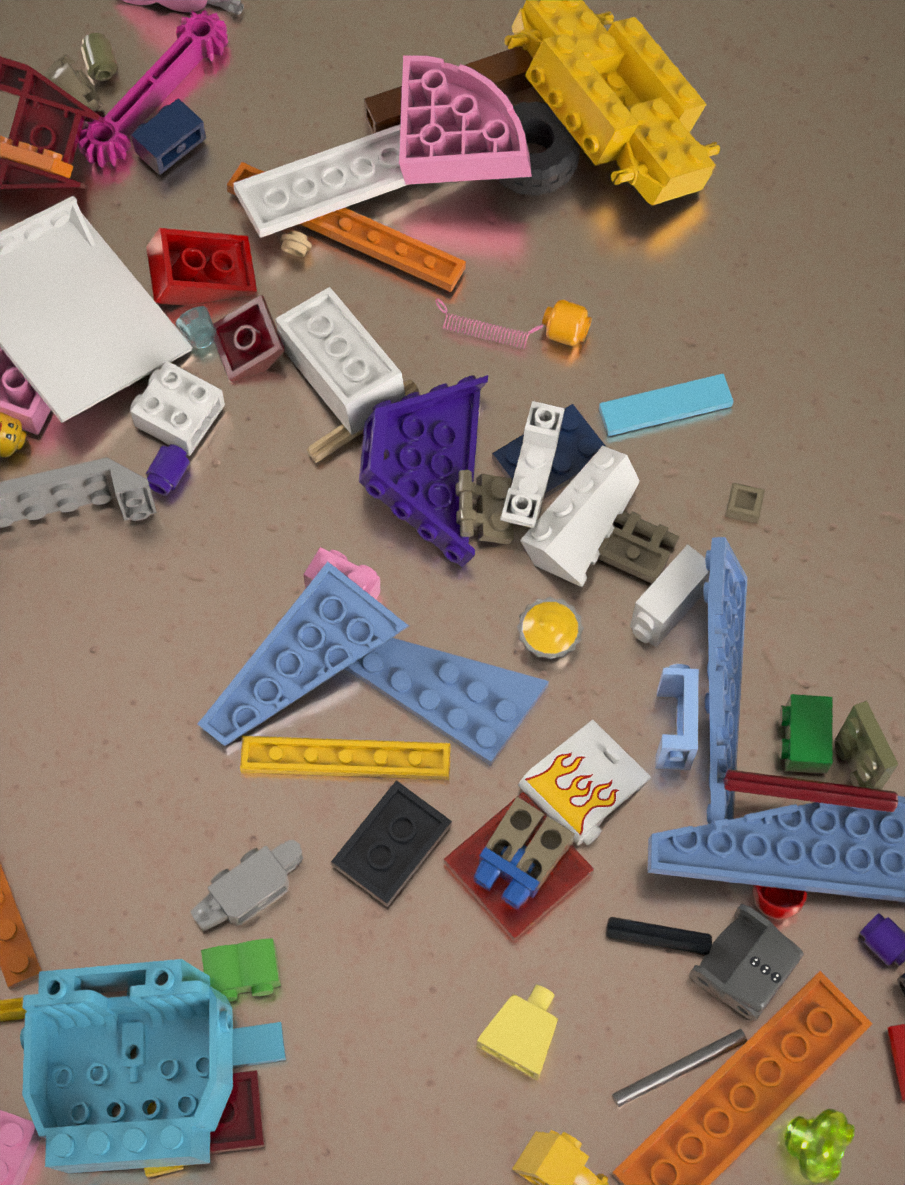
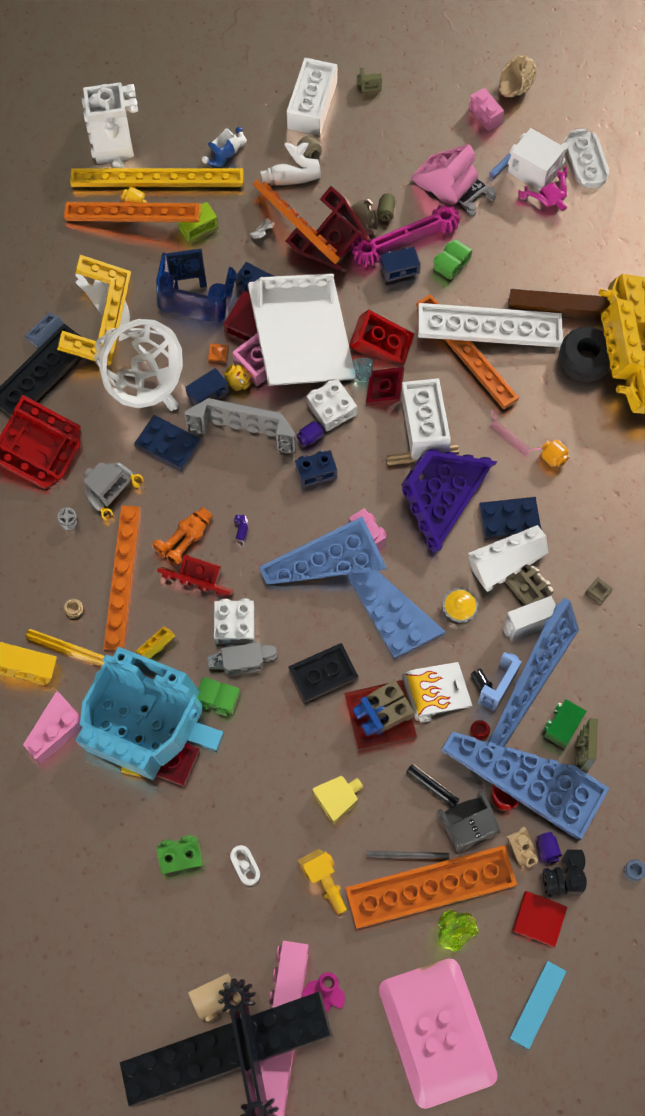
camera: 30 degrees right, 0 degrees up
(52, 715) = (191, 528): none -> orange piece
(91, 934) = (155, 643): none -> yellow plate
(100, 783) = (199, 573): none -> red bracket
(136, 671) = (243, 526): none -> dark purple arm
(205, 520) = (316, 468): none -> dark blue brick
(205, 832) = (234, 621): none -> white brick
(246, 93) = (452, 259): none -> bright green brick
(295, 243) = (436, 348): tan plate -> none
(345, 757) = (323, 619): yellow tile -> none
(457, 126) = (548, 324): bright pink brick -> none
(490, 496) = (465, 531): dark tan plate -> none
(534, 465) = (496, 519): white slope -> none
(644, 730) = (481, 679): none -> black pin
(665, 404) = (585, 520): medium azure tile -> none
(683, 809) = (480, 730): none -> red plate
(810, 790) = (548, 752): dark red axle -> none
(850, 961) = (522, 848): none -> tan hips

